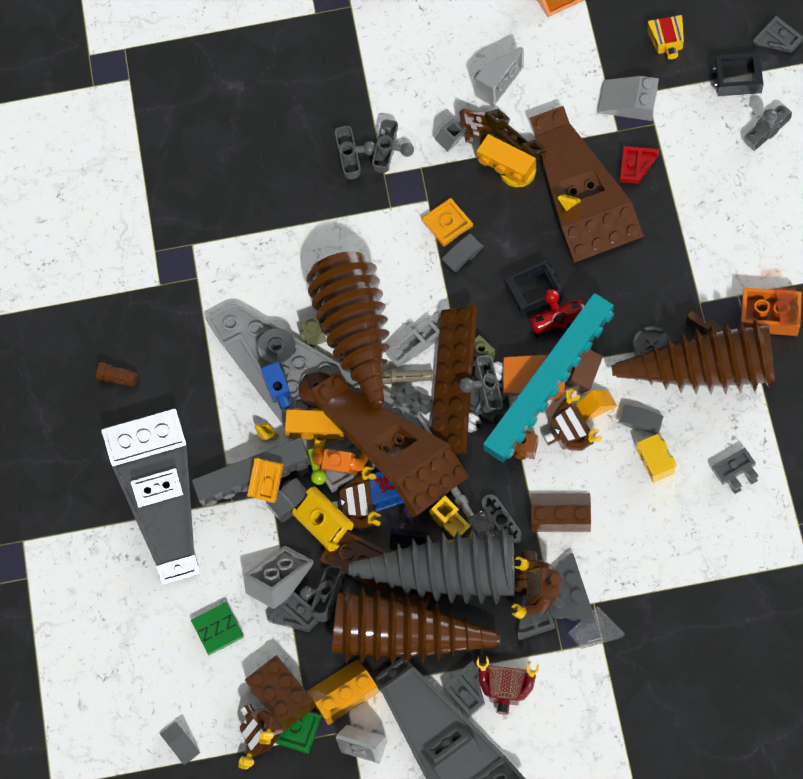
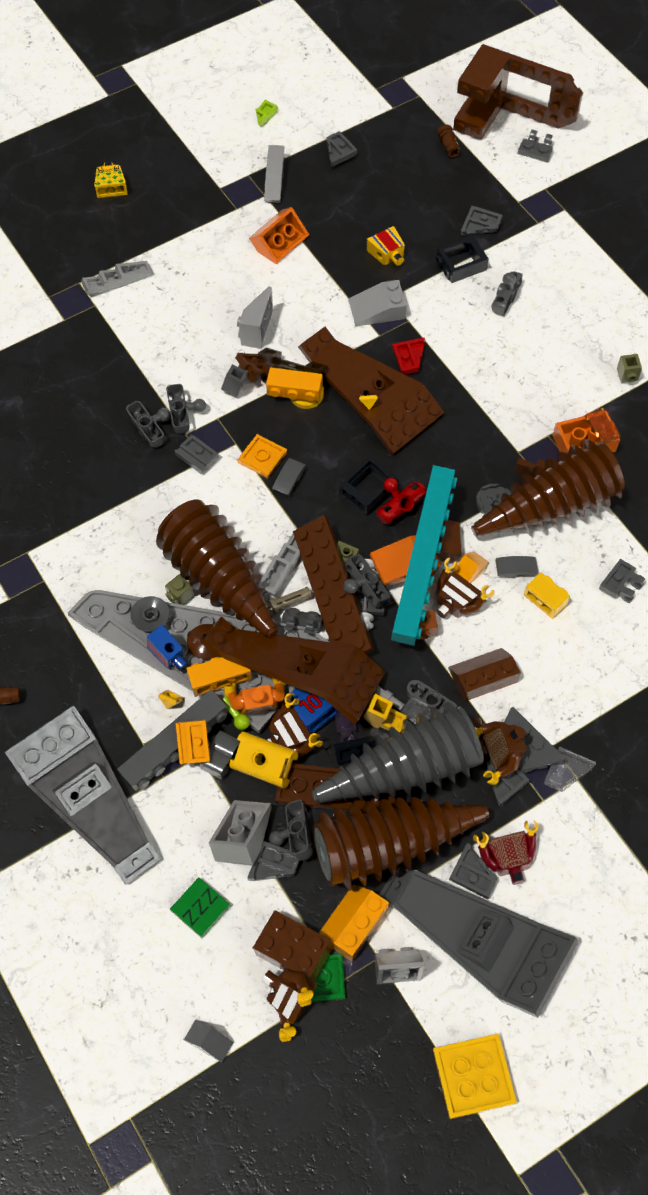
camera: 30 degrees left, 5 degrees down
(384, 199) = (196, 454): none -> dark grey plate

